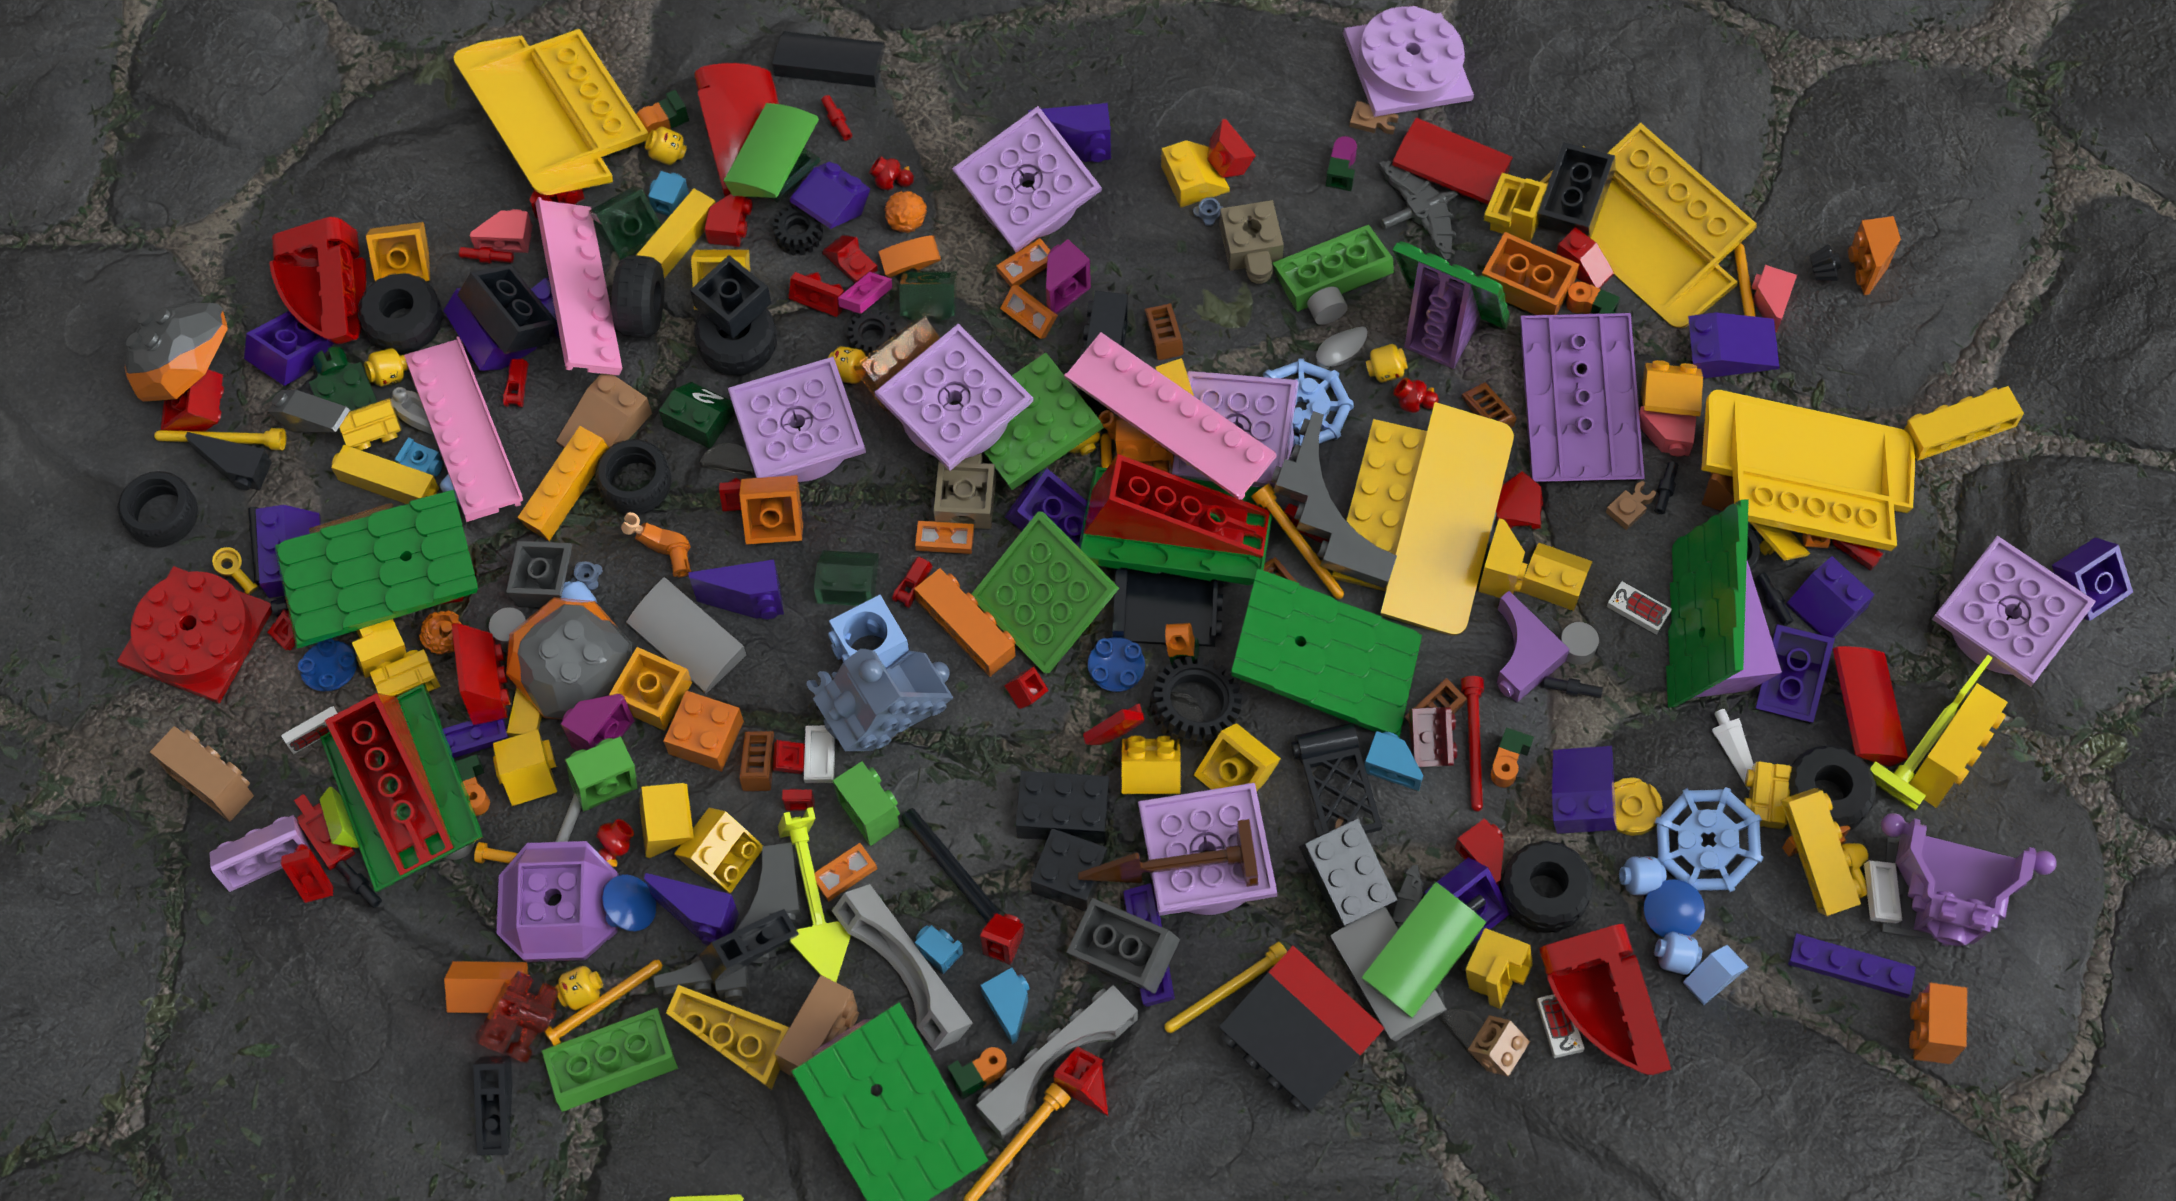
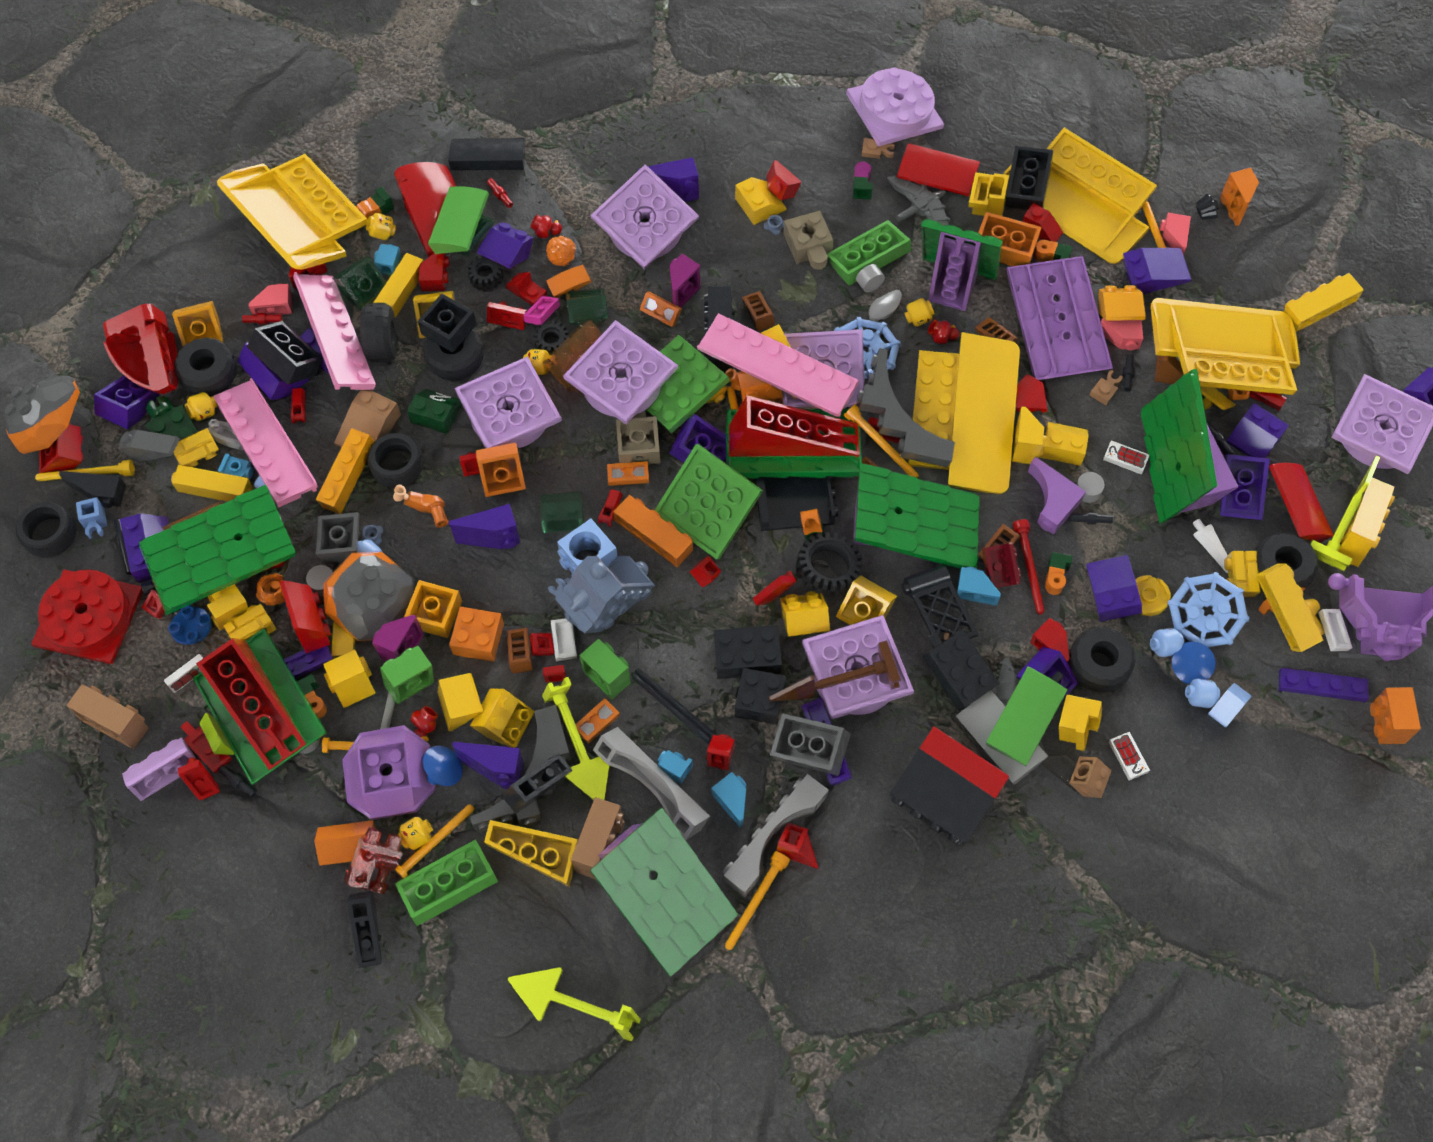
camera: 10 degrees left, 0 degrees up
(220, 499) = (91, 516): none -> medium blue brick
(231, 555) = (105, 555): yellow bar -> none
(686, 635) = (452, 567): light grey slope -> none
(979, 1072) = (720, 852): leg -> none
(1024, 263) = (652, 276): orange piece -> none
(1116, 664) = (766, 546): blue dish -> none
(1274, 954) = (917, 738): yellow piece -> none
(1607, 996) = (1161, 731): red panel -> none

